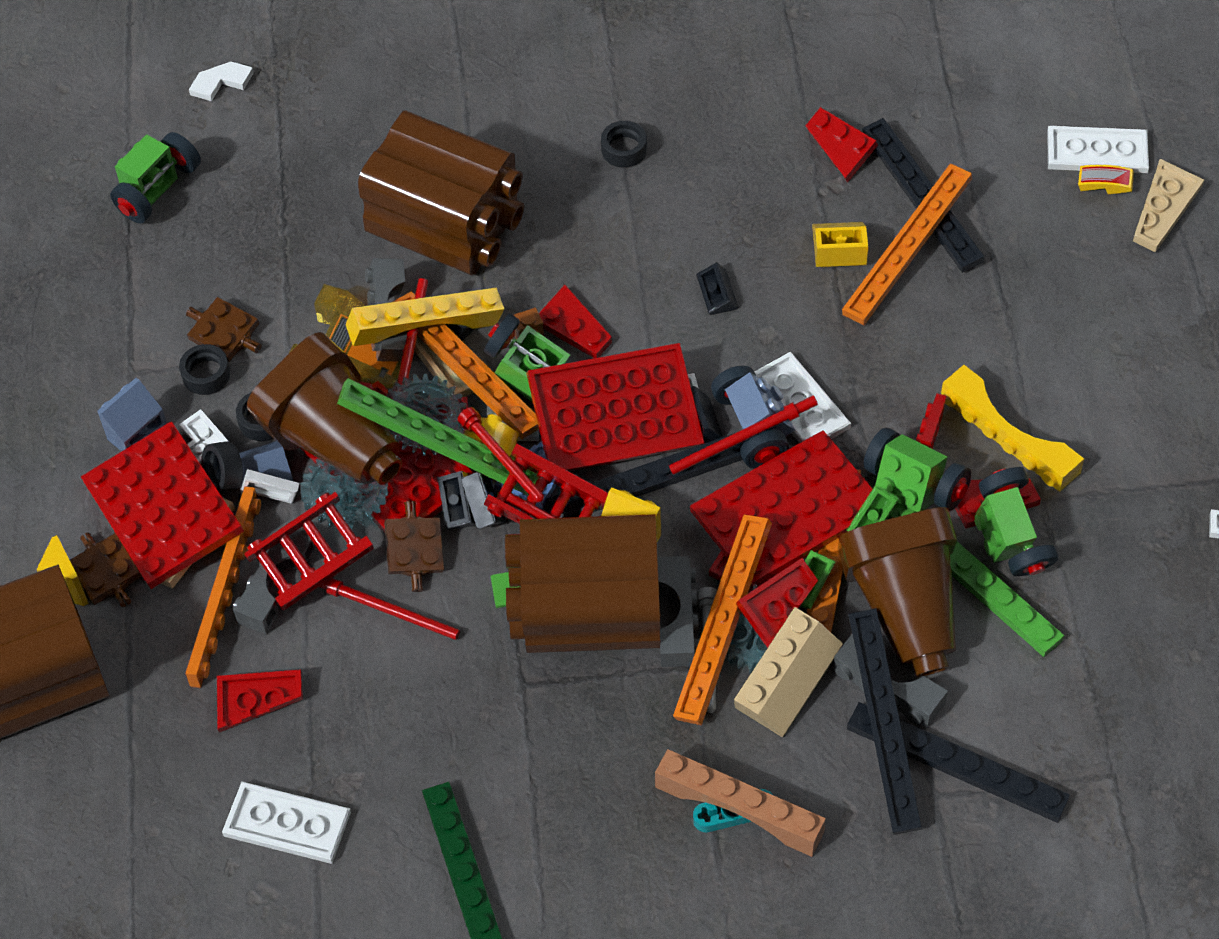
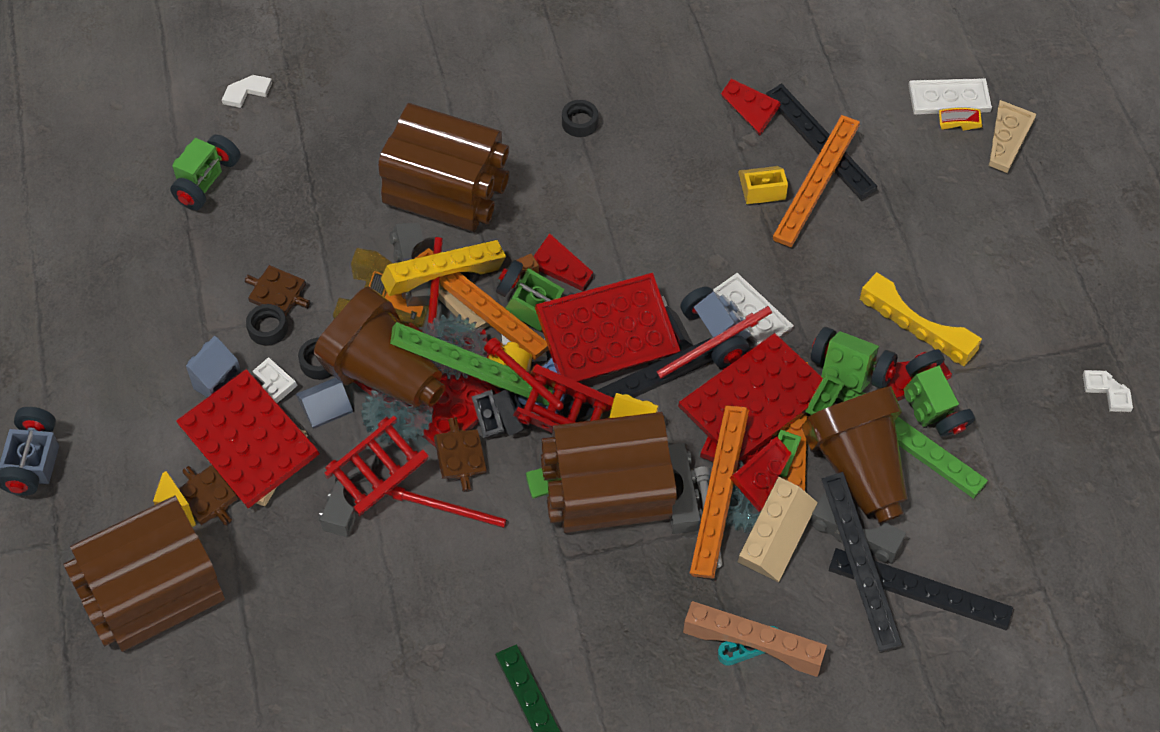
camera: 10 degrees left, 0 degrees up
(221, 593) = (306, 508): orange plate -> none
(223, 465) = (301, 399): black tyre -> none
(254, 695) = (346, 587): red wing -> none
(271, 486) = (335, 415): white tile -> none
(286, 822) = (386, 691): white tile -> none
(717, 289) = (670, 228): black slope -> none
(930, 426) = (858, 318): red wing -> none

